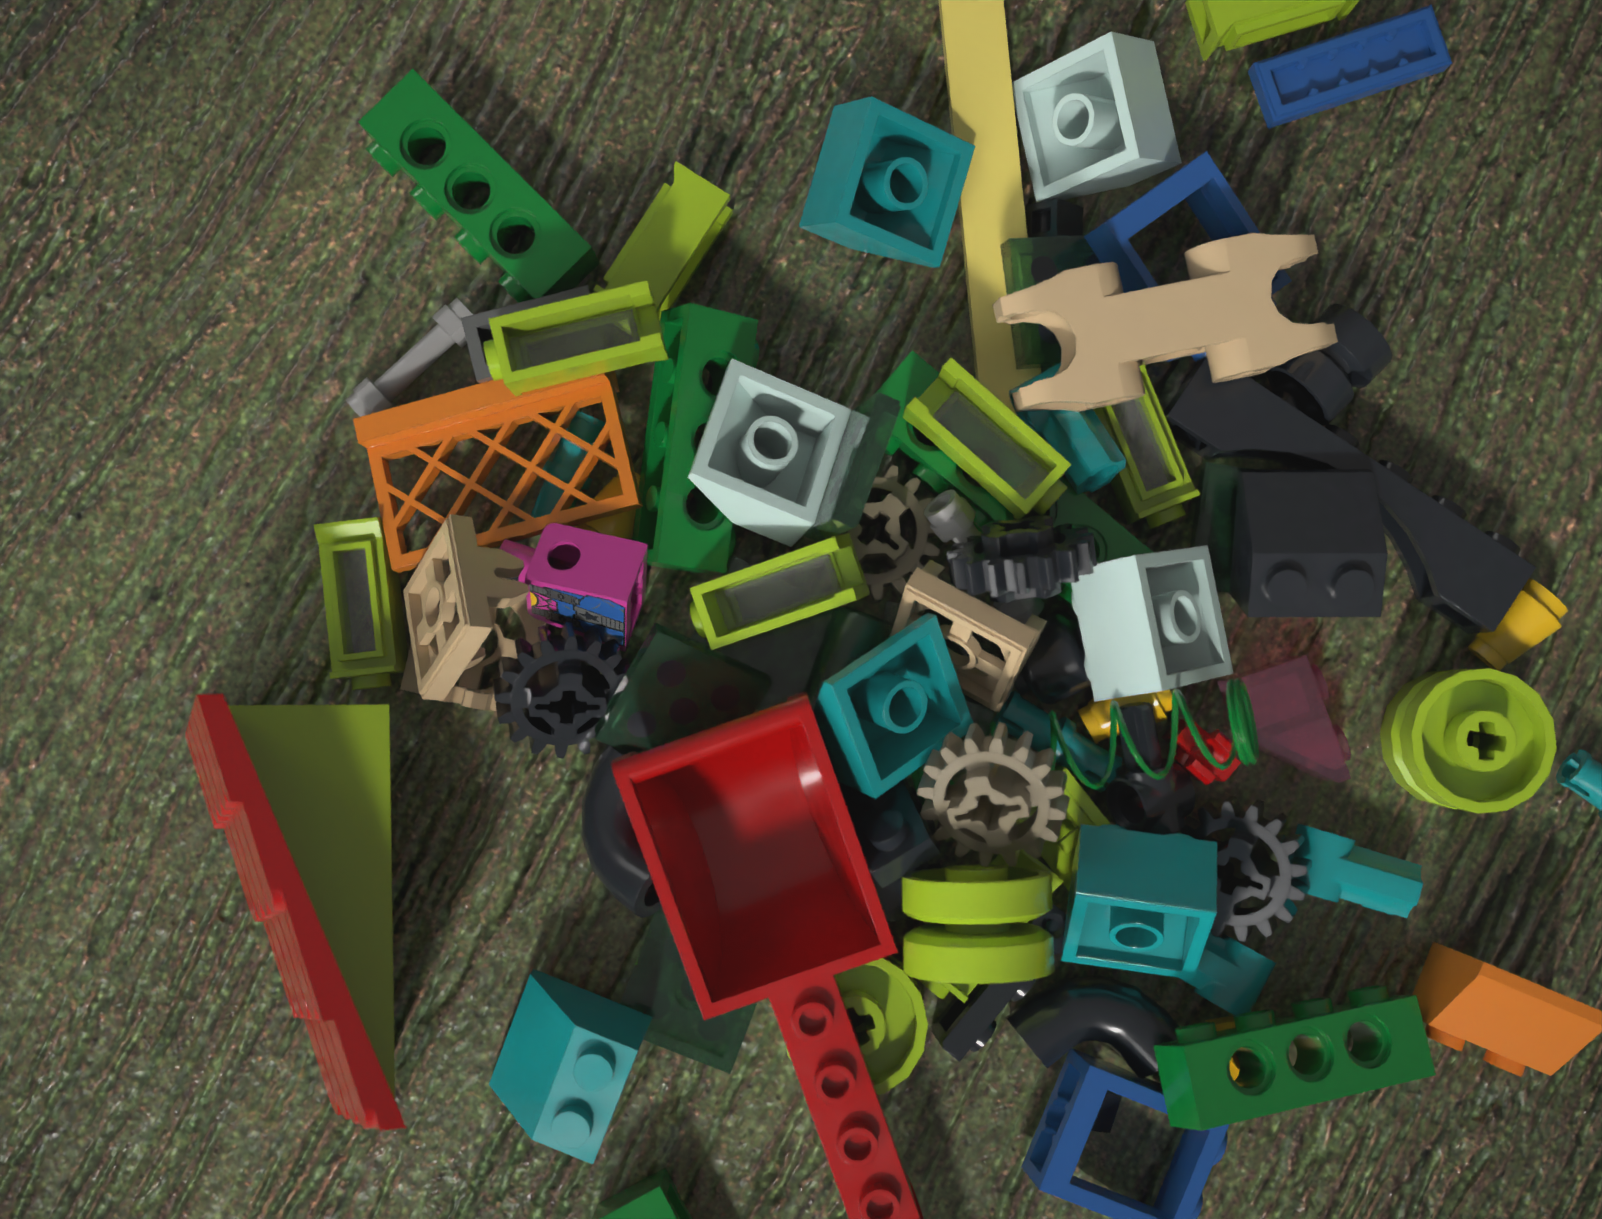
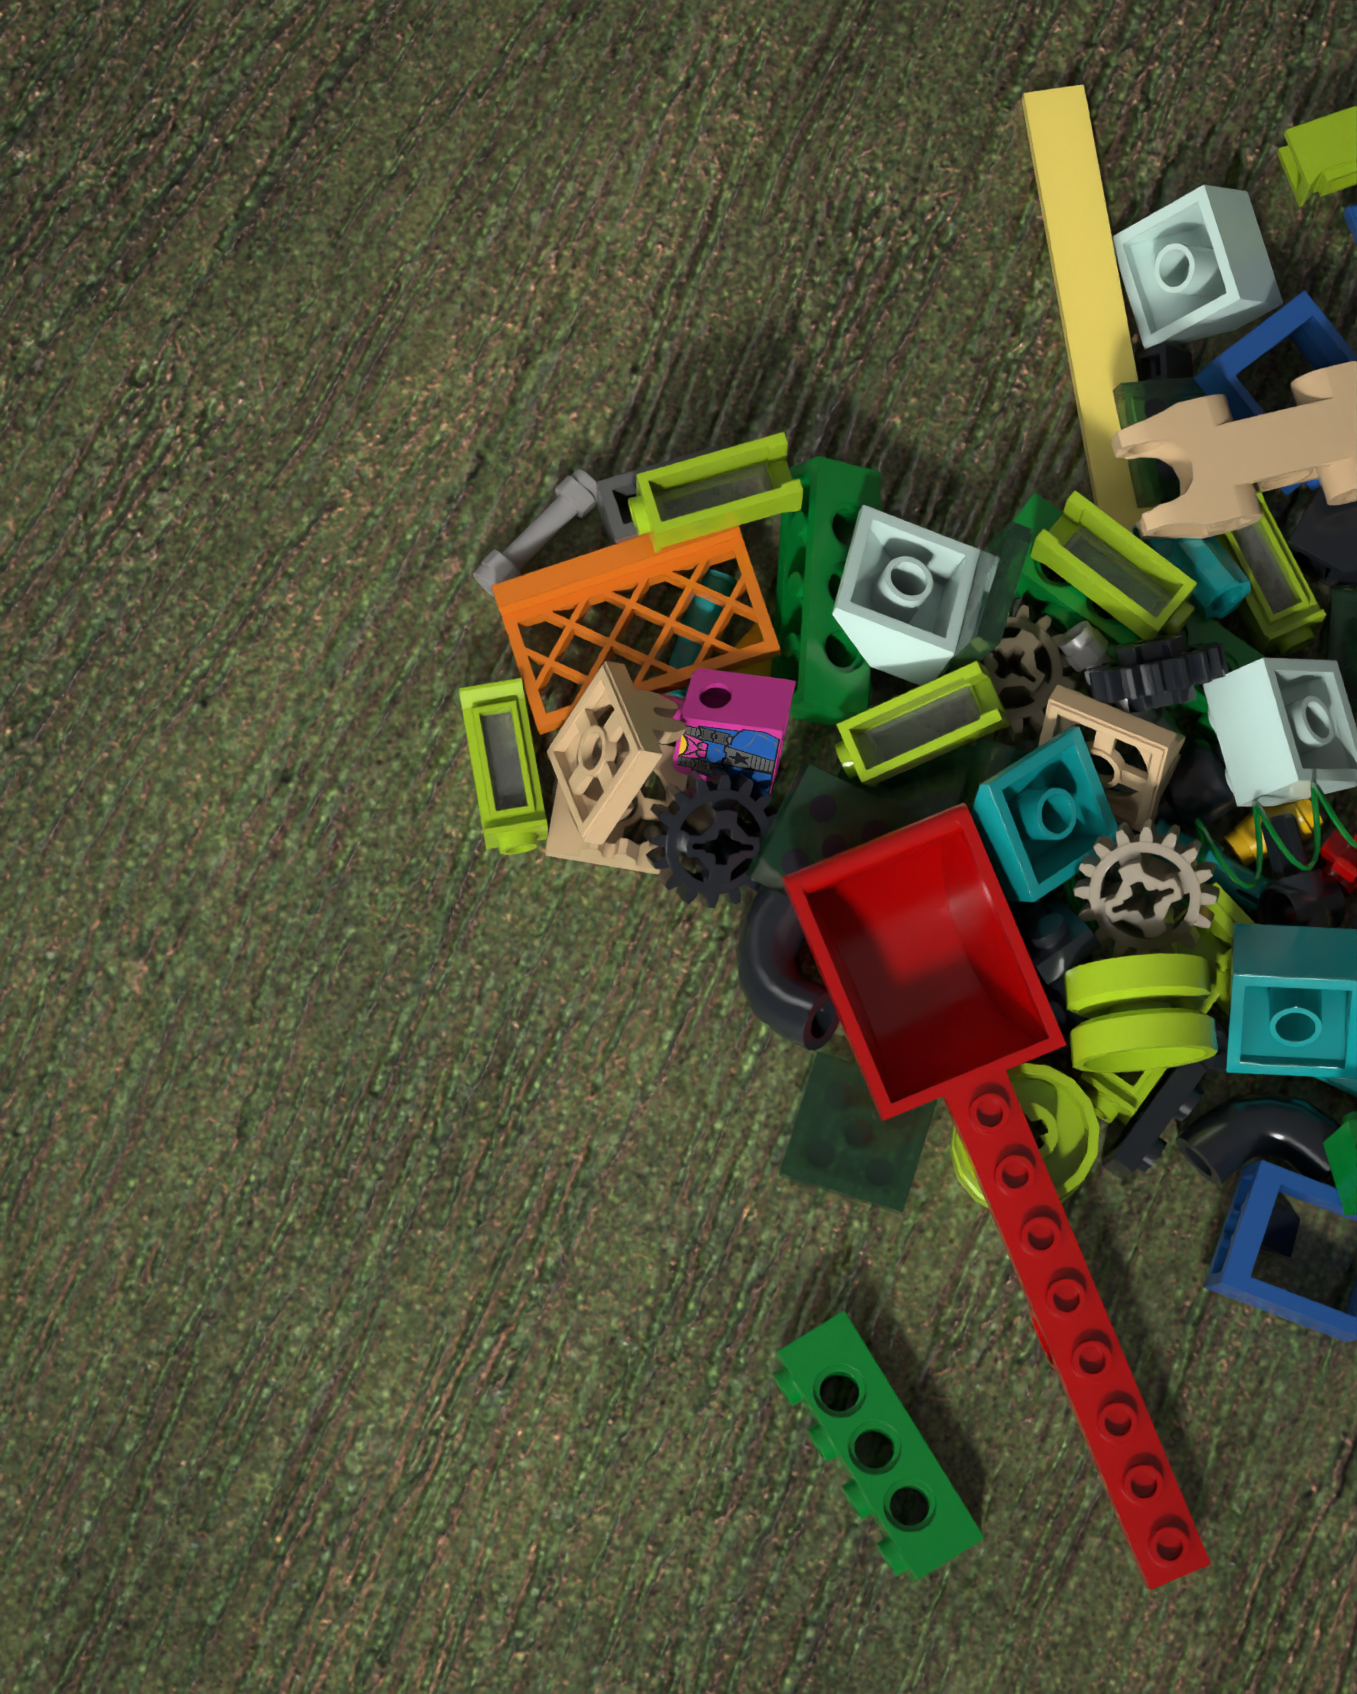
camera: 10 degrees left, 10 degrees down
(312, 848) = (481, 1016): piece -> none
(418, 117) = (535, 297): green brick -> none
(567, 1064) = (739, 1201): teal slope -> none
(671, 238) = (791, 394): lime window -> none
(886, 183) = (996, 338): teal slope -> none

